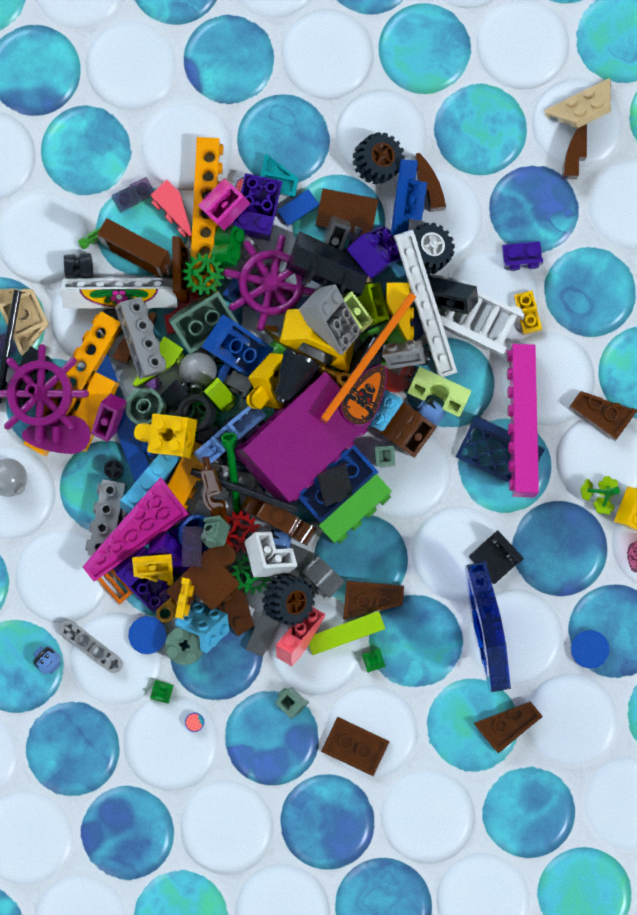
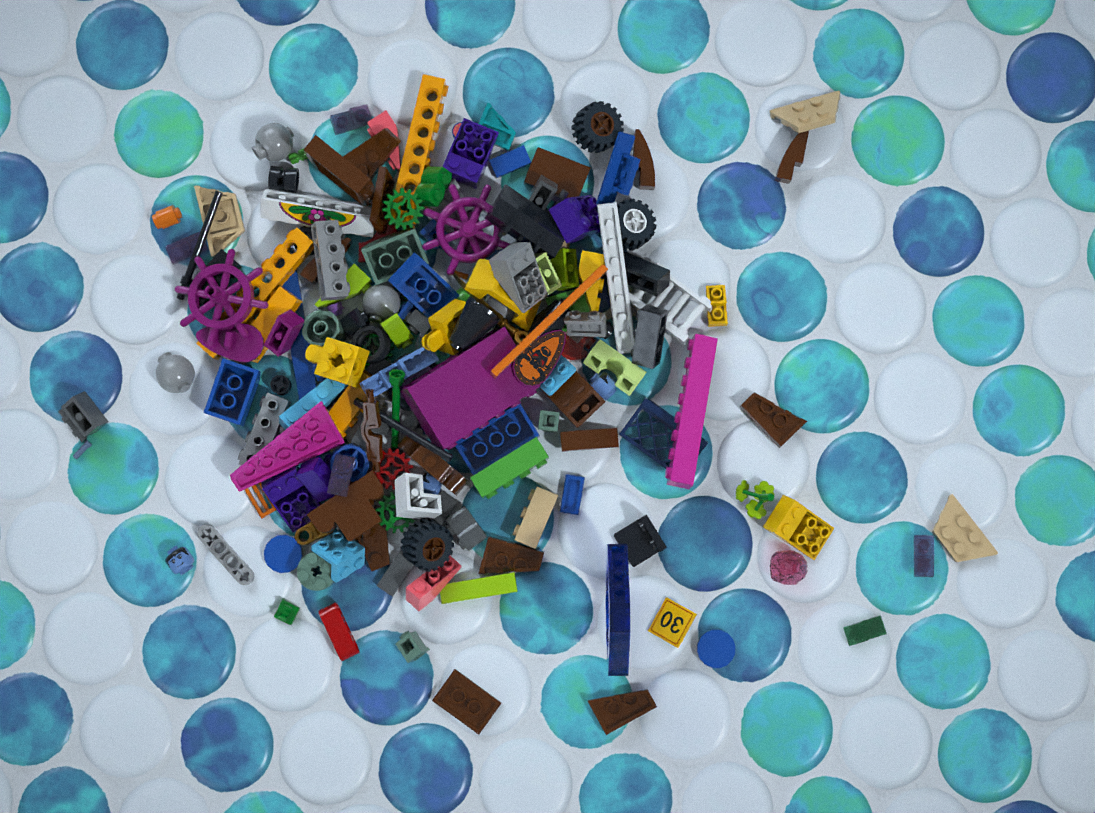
camera: 10 degrees right, 0 degrees up
(61, 231) = (273, 142): none -> light grey brick
(68, 485) = (233, 392): none -> blue brick
(154, 568) = (300, 489): yellow wing -> none
(163, 223) = (373, 152): none -> reddish brown wing
(186, 592) = (320, 534): yellow wing -> none
(194, 722) = (313, 648): coral tile -> none
(214, 531) = (366, 464): sand green brick -> none
(217, 701) = (339, 631): none -> red beam
(224, 204) = (436, 144): dark pink slope -> none
(334, 484) = (493, 440): clear smoke piece -> none
(373, 660) = (500, 620): green tile -> none
(388, 553) = (535, 517): none -> tan brick
(420, 524) = (572, 494): none -> blue tile
(427, 467) = (589, 439): none -> reddish brown slope
(467, 355) = (649, 336): none -> black brick
(522, 255) = (721, 248): dark purple bracket -> none
(542, 631) = (672, 622): none -> yellow piece

